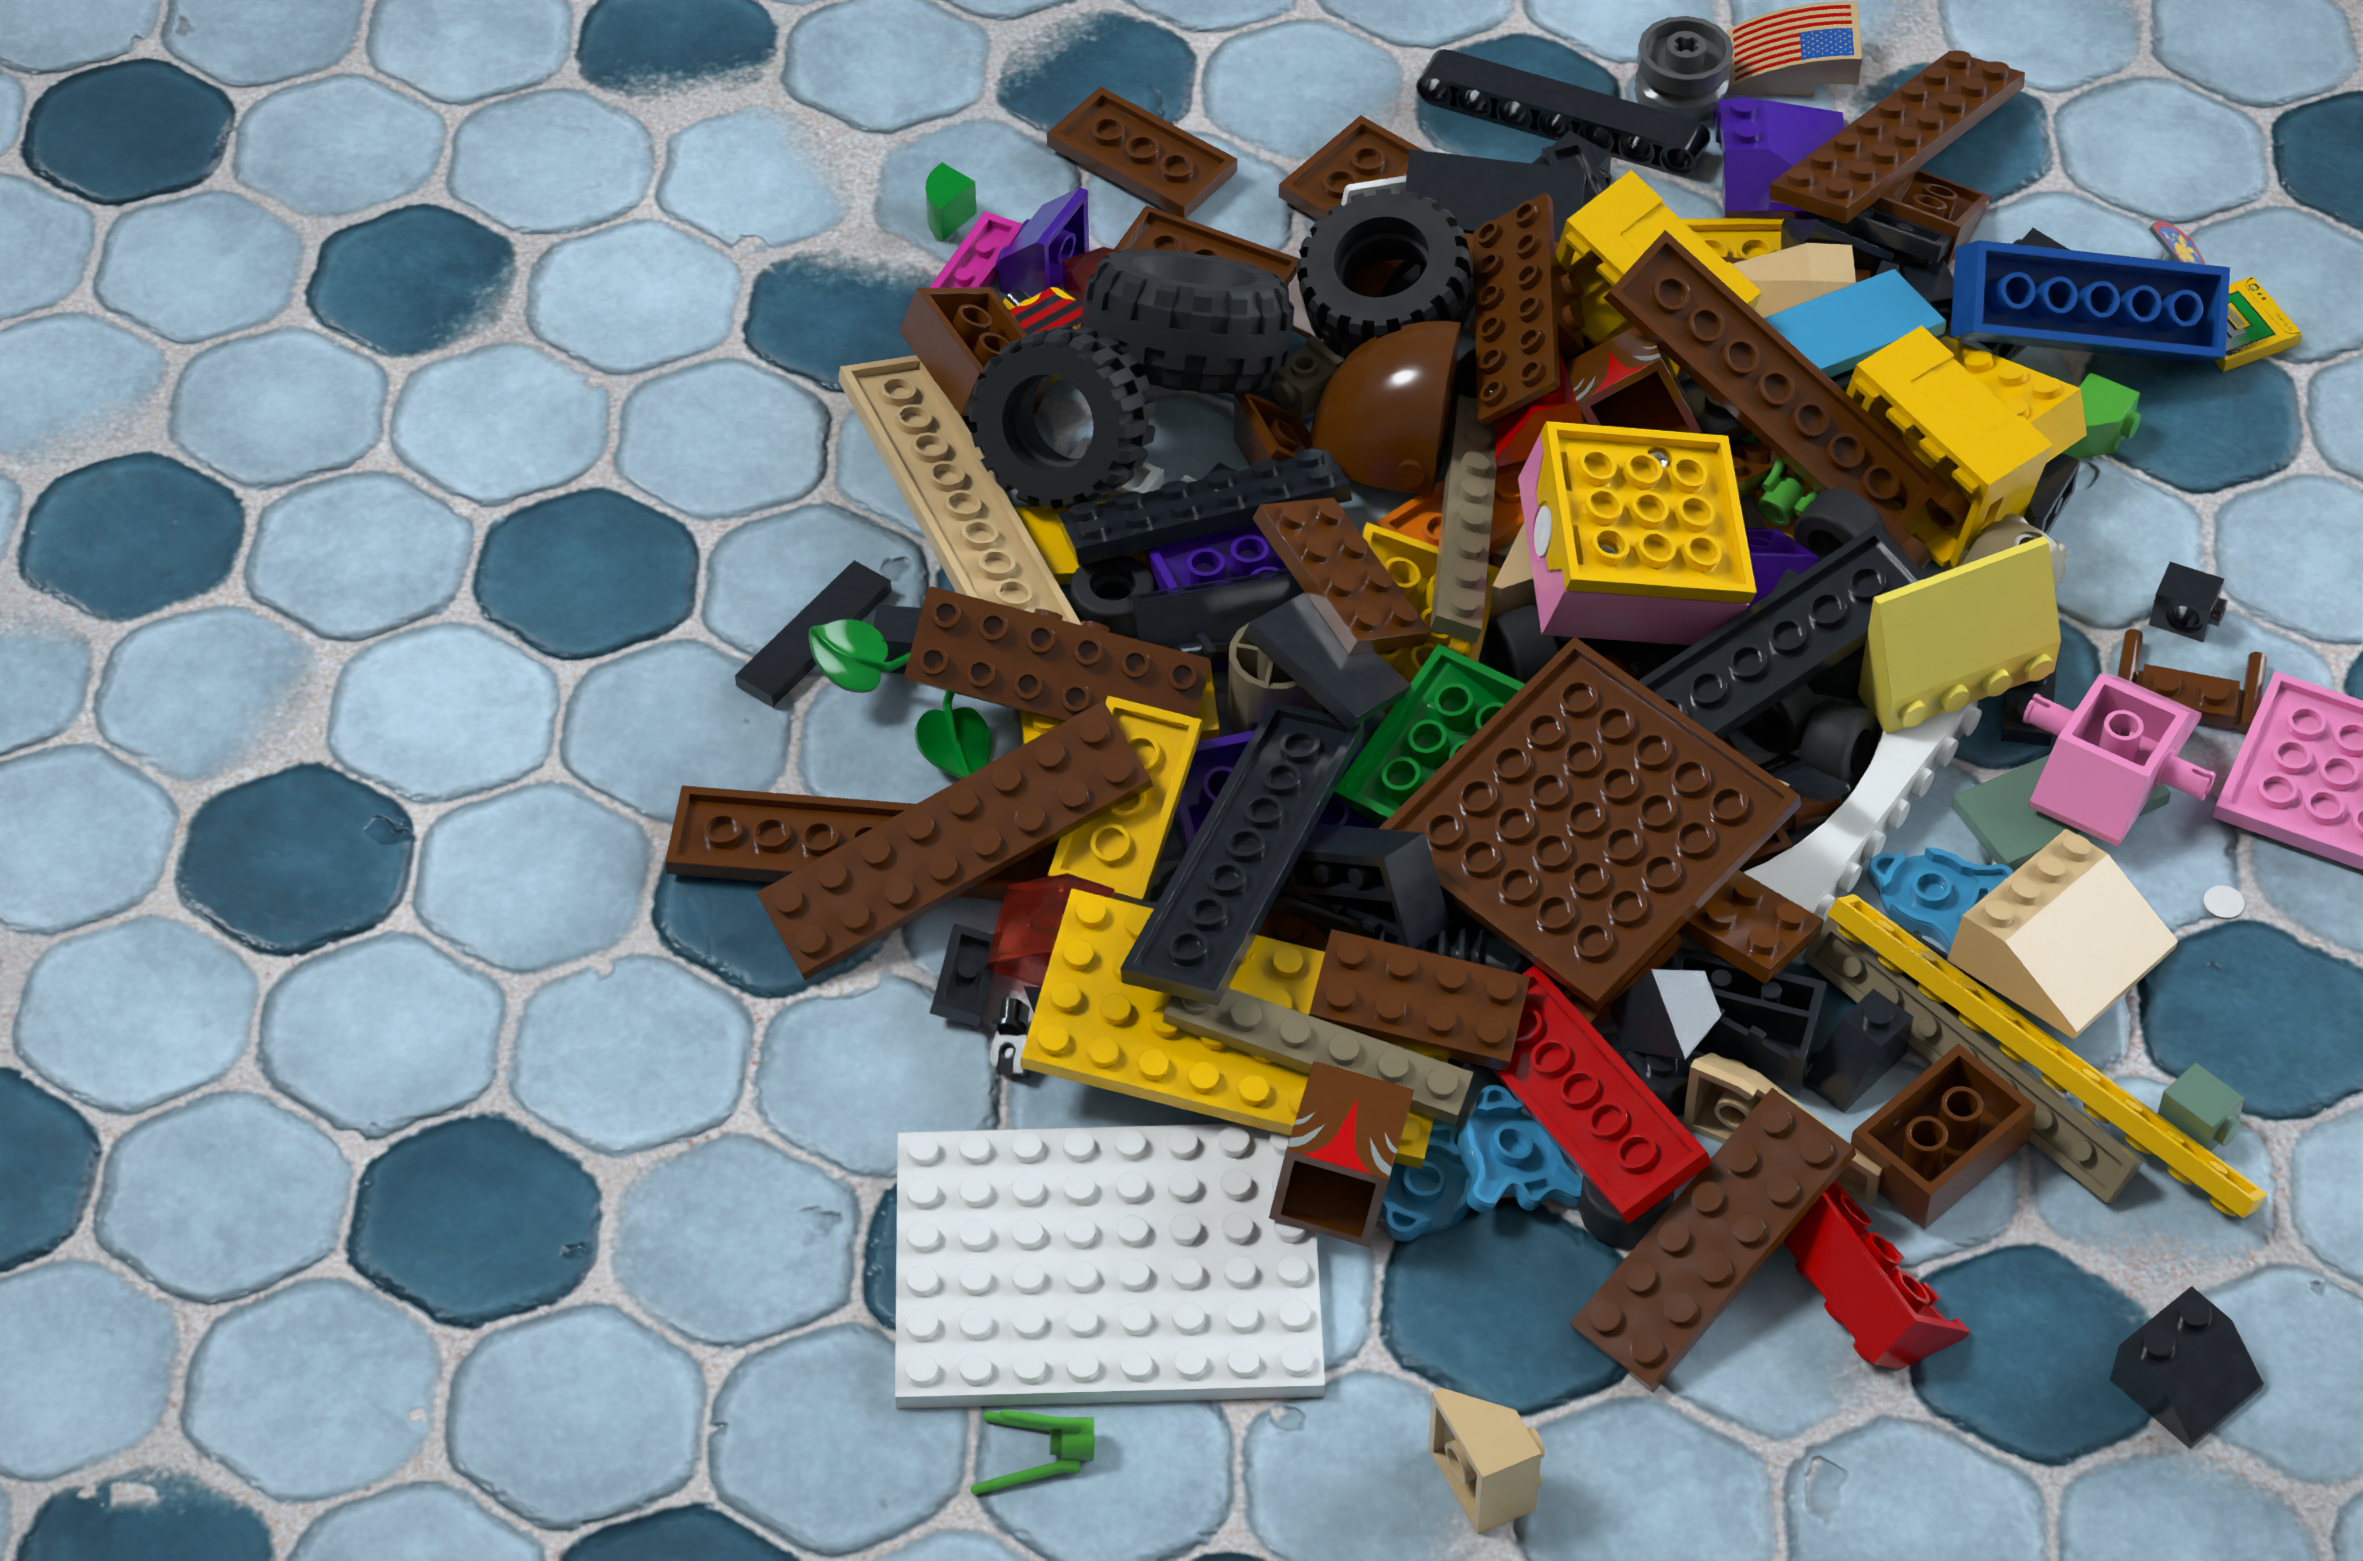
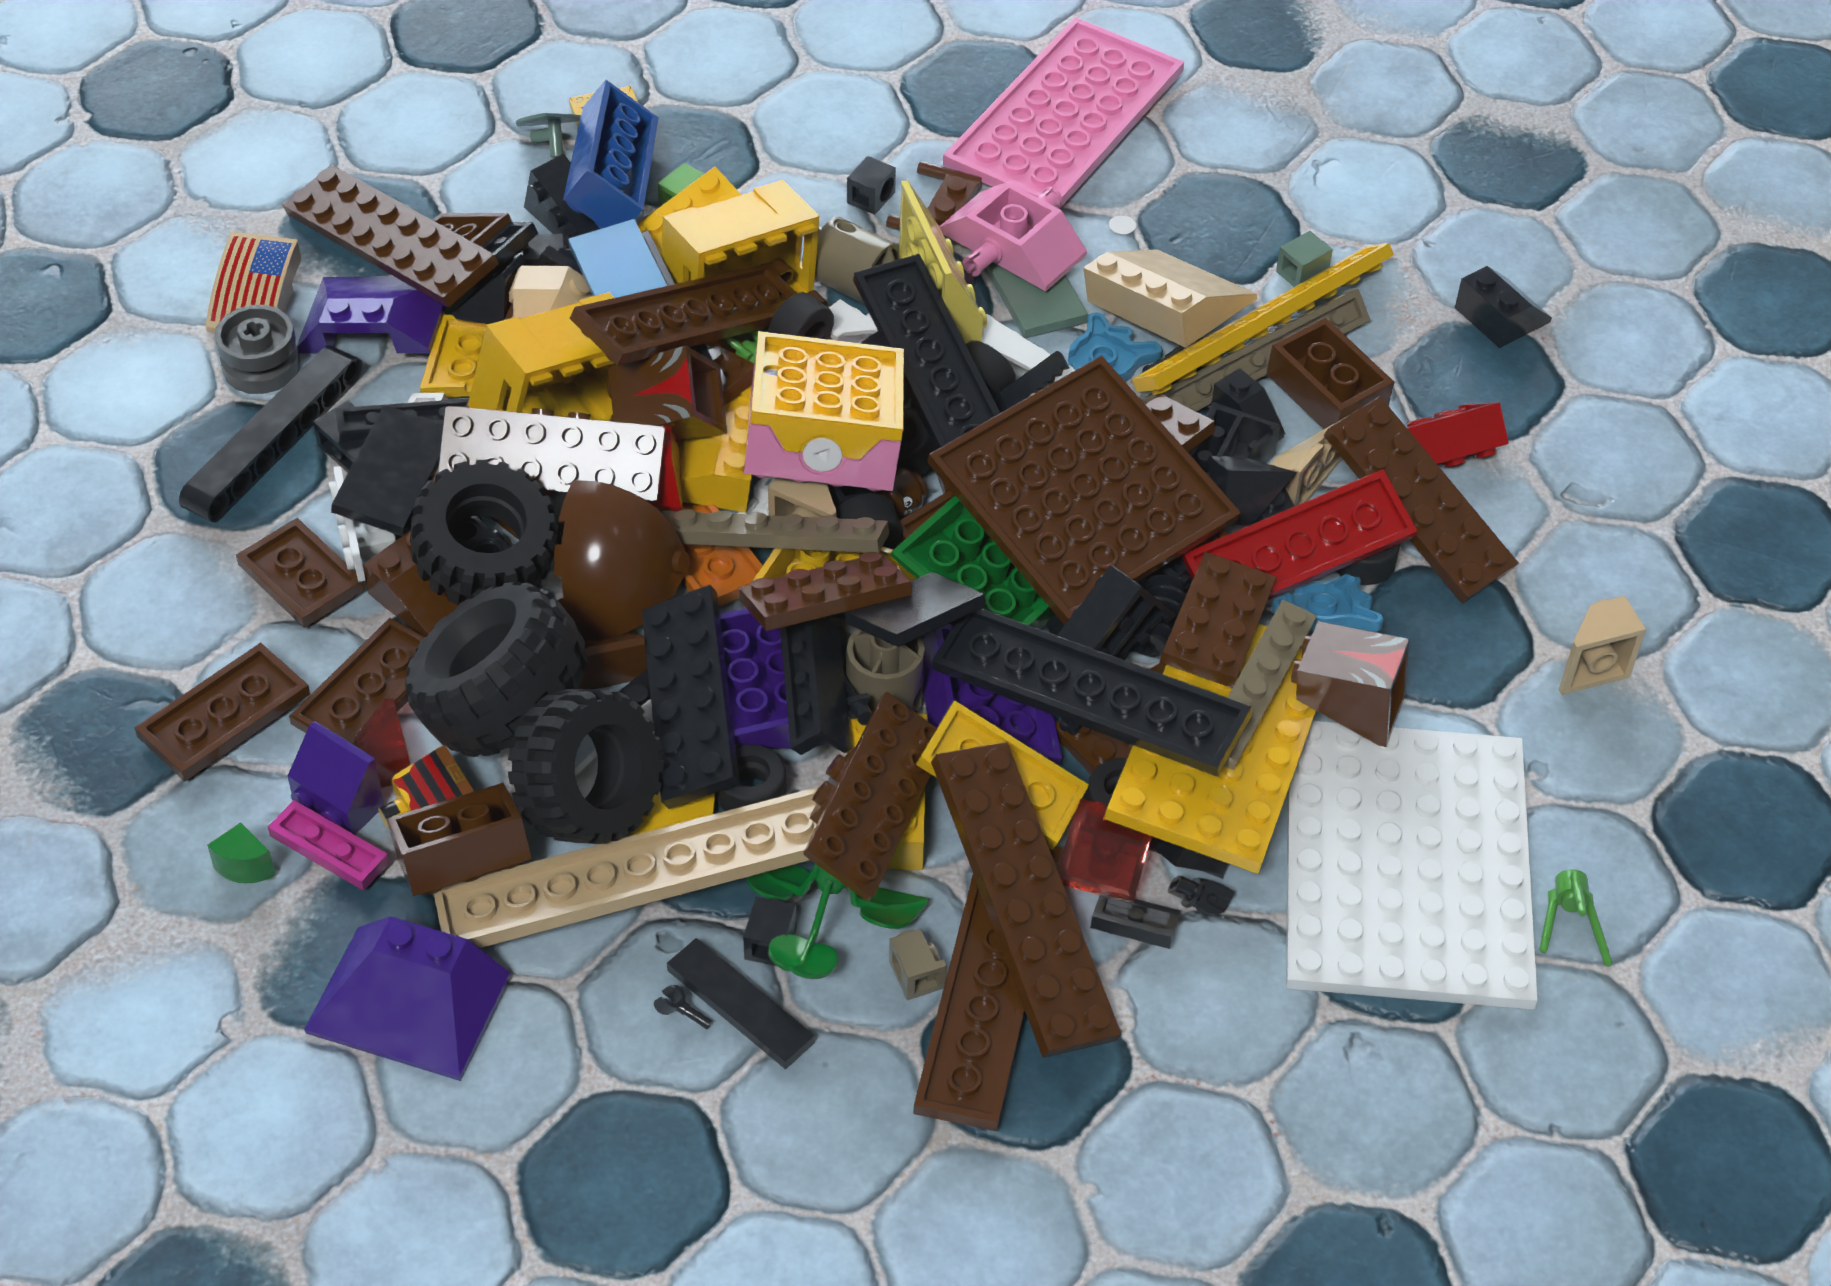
camera: 85 degrees left, 0 degrees up
(784, 369) = (410, 996): none -> dark purple slope
(799, 583) = (677, 997): none -> black hand
(876, 769) = (916, 964): none -> dark tan brick

